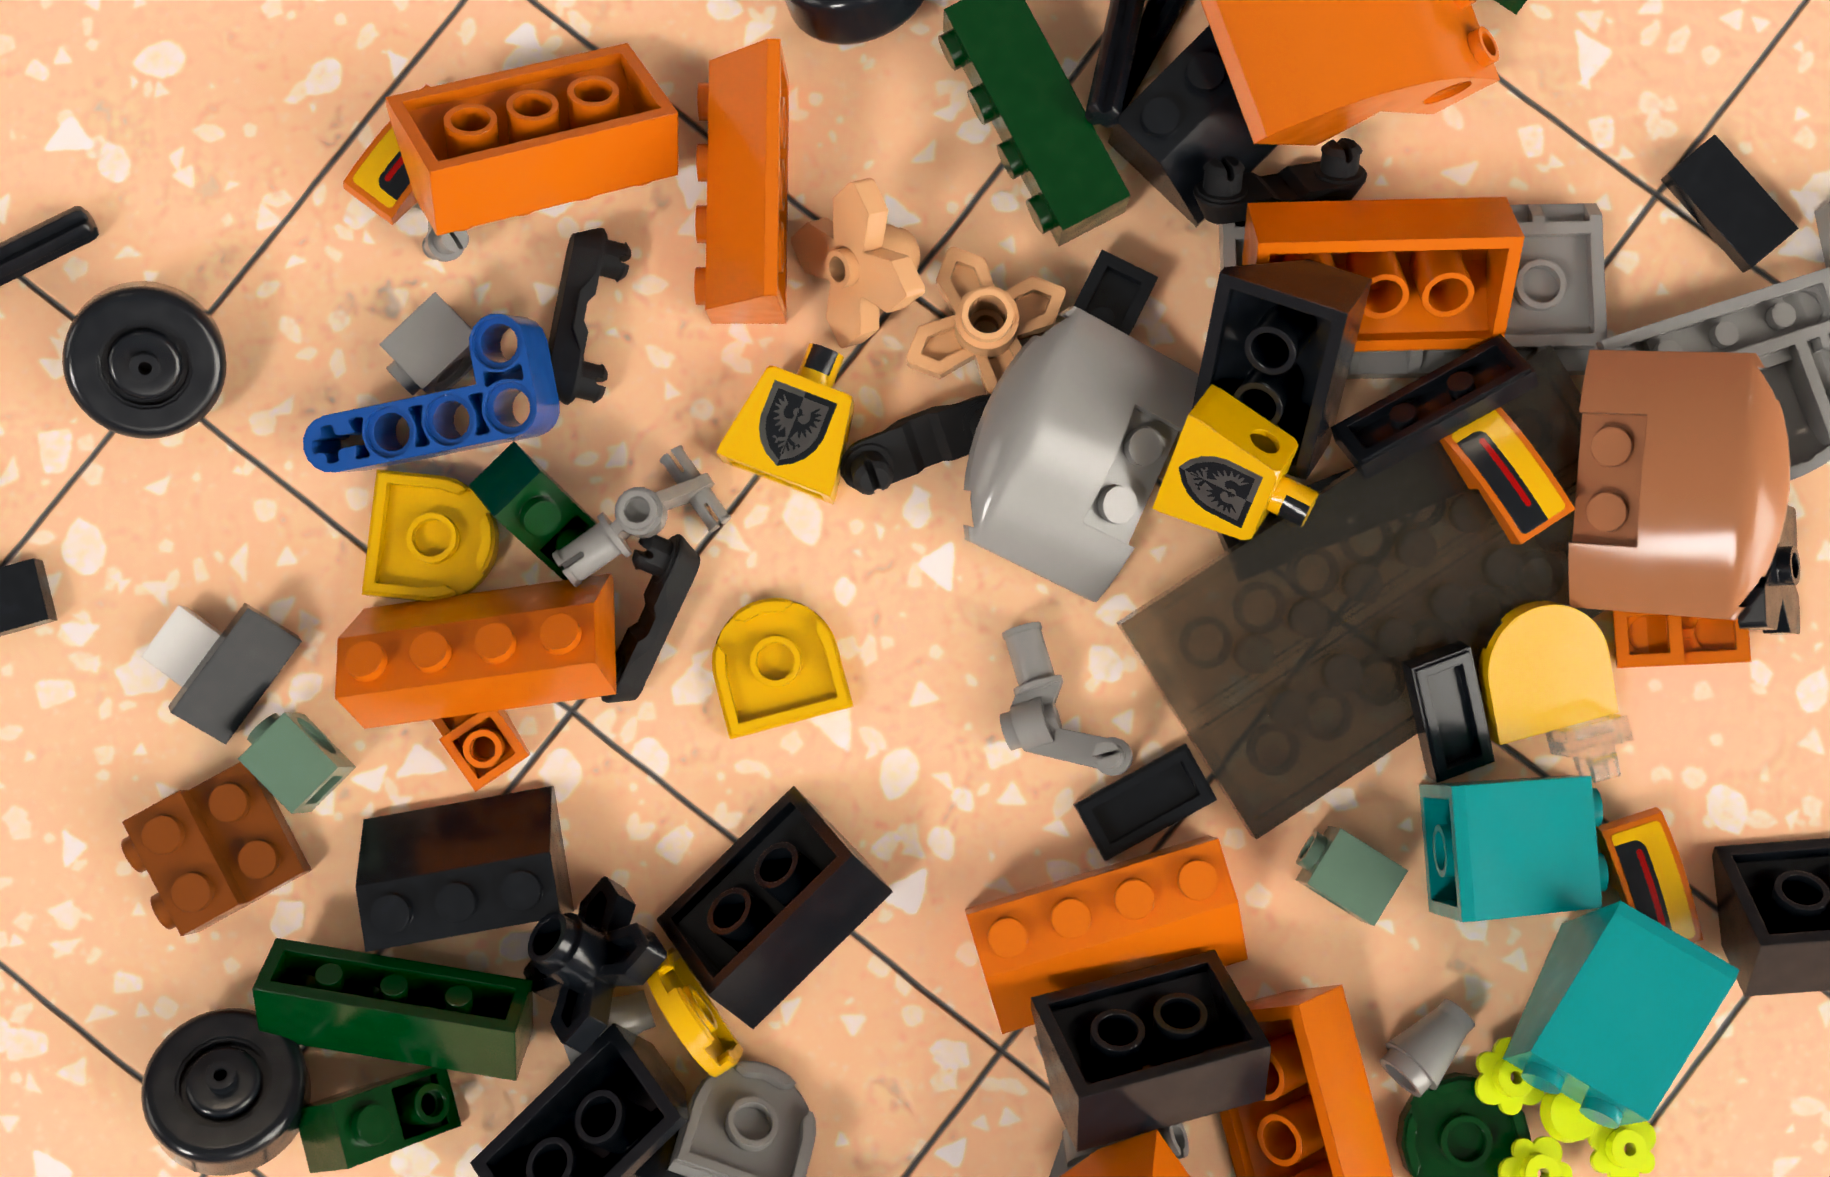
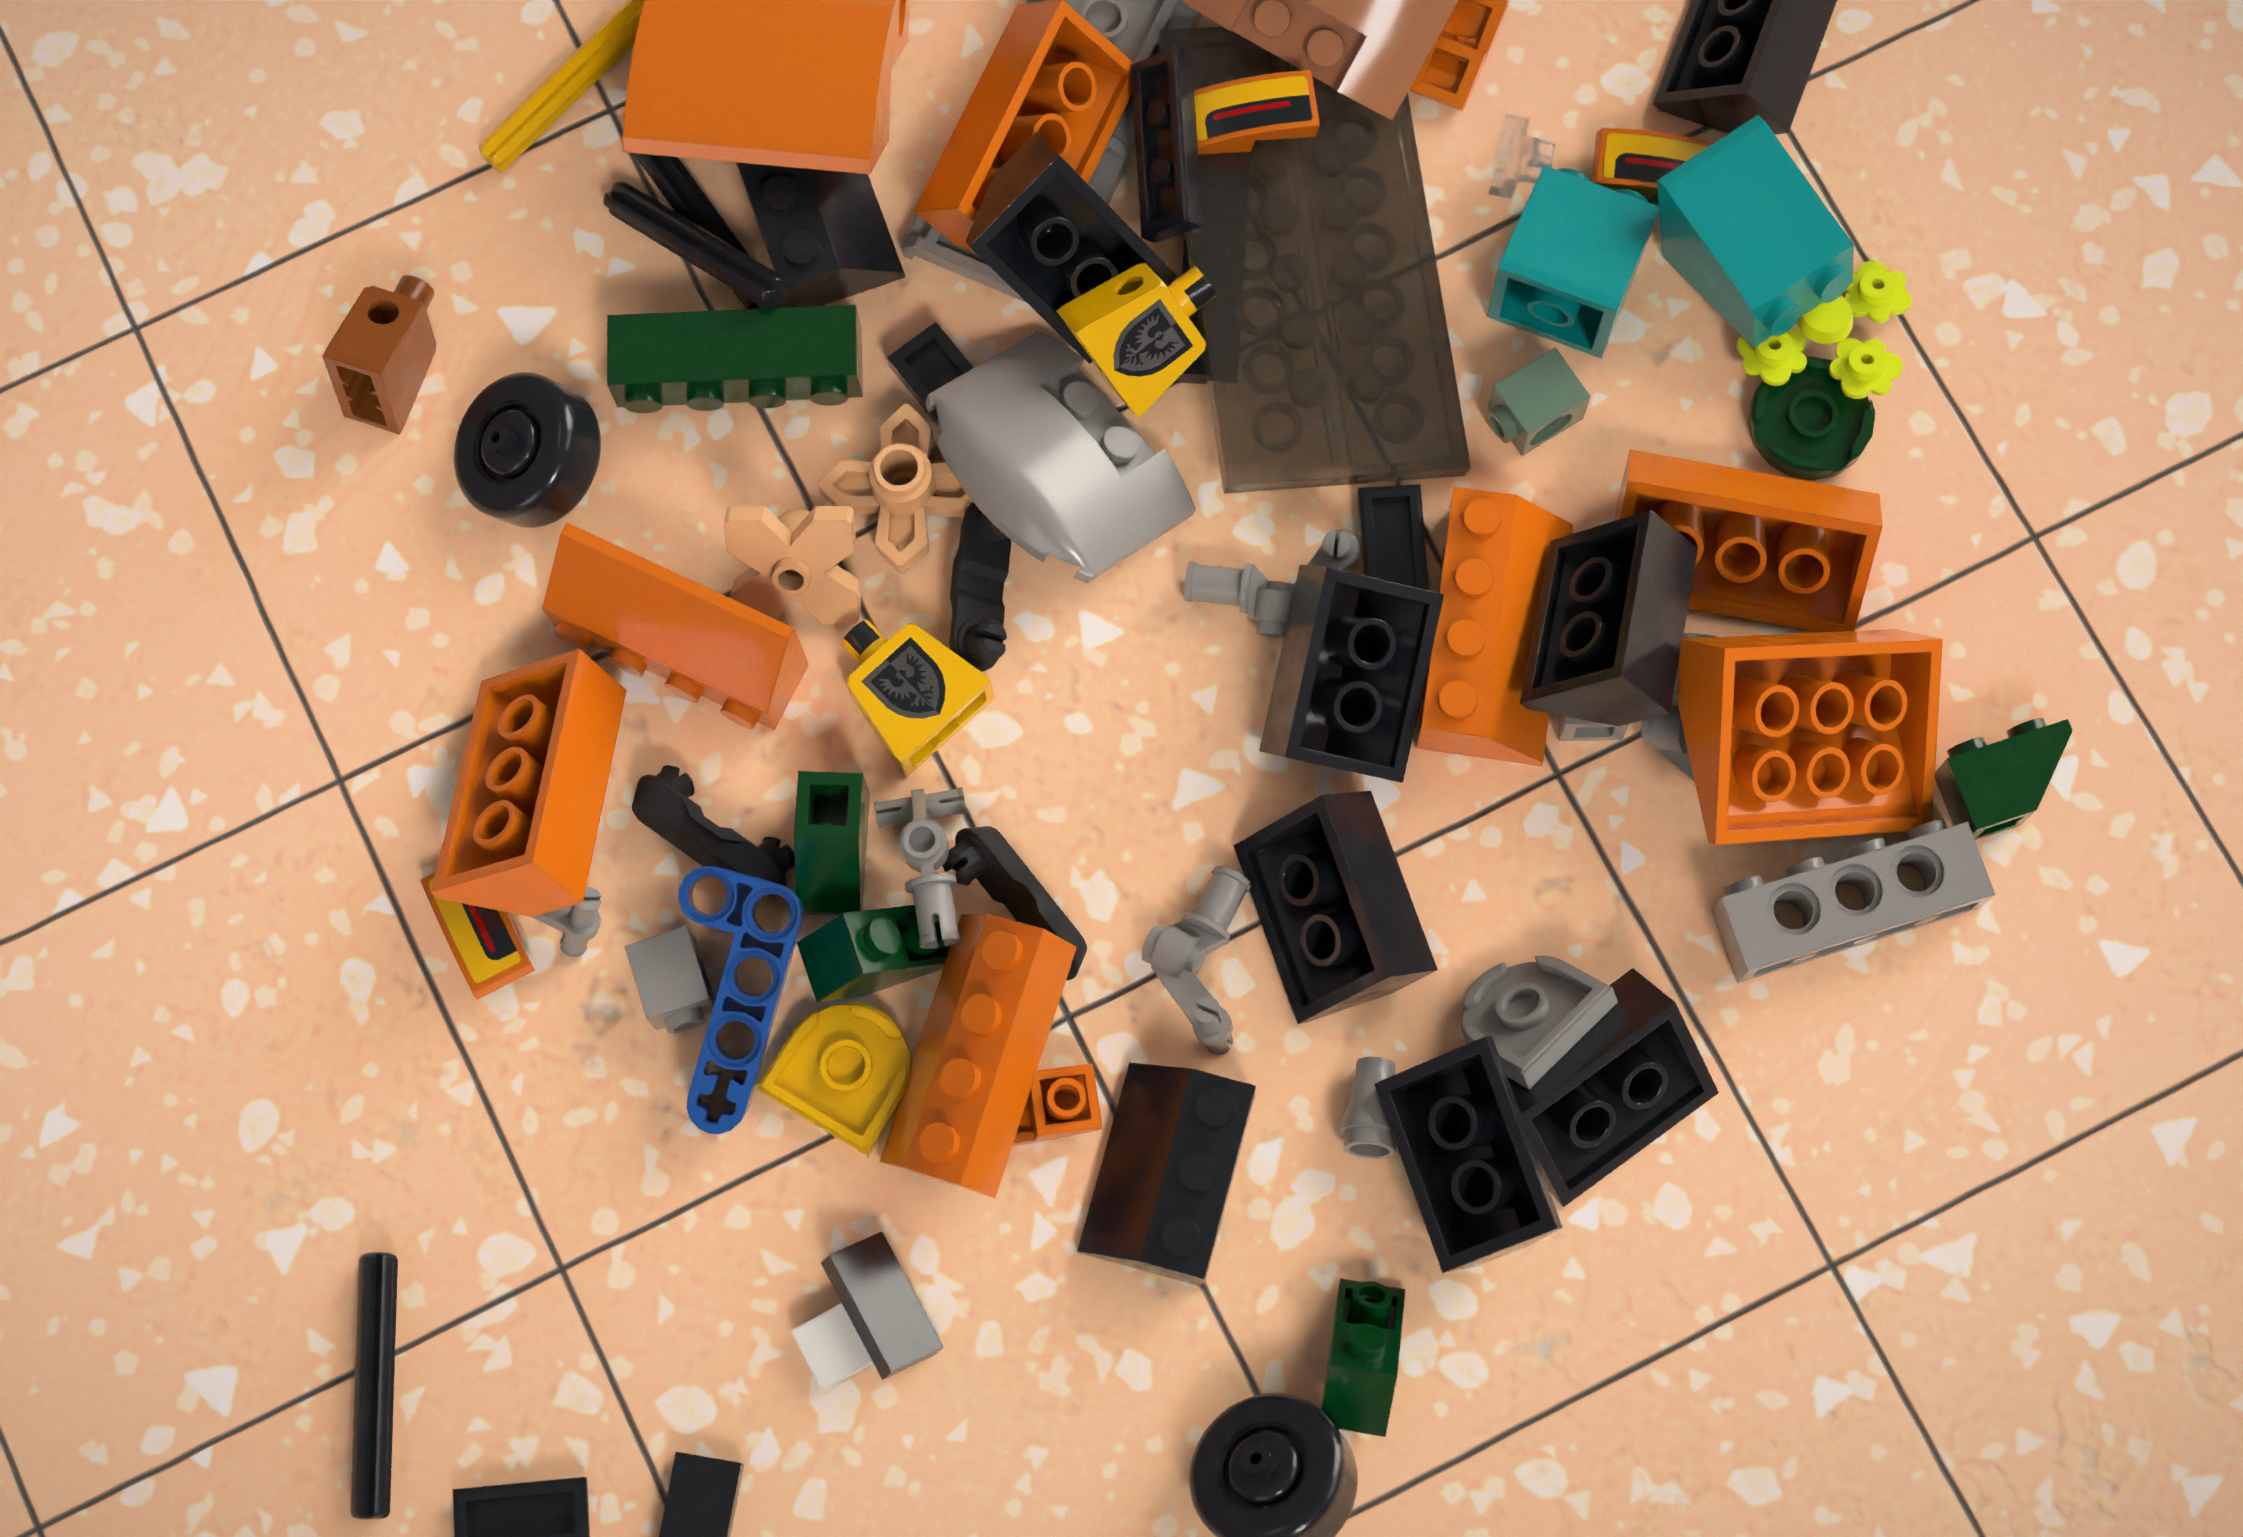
camera: 65 degrees left, 10 degrees down
(144, 360) = (545, 1247): black wheel -> none
(213, 849) = (1037, 1401): dark orange plate -> none
(295, 761) = (991, 1282): sand green brick -> none
(395, 1008) = (1273, 1290): dark green brick -> none
(586, 957) = (1302, 1081): black plant -> none
(619, 425) = (831, 841): none -> dark green slope
(670, 785) = (1180, 951): none -> light grey pin
(693, 1015) = (1397, 1013): yellow tile -> none
(777, 667) = (1119, 811): yellow tile -> none
(992, 823) = (1351, 672): none -> black slope
(1227, 189) = (894, 226): black piece -> none
(1426, 1049) = (1719, 411): light grey cone -> none
(1448, 711) = (1434, 257): black tile -> none
(1544, 672) = (1438, 166): yellow tile -> none

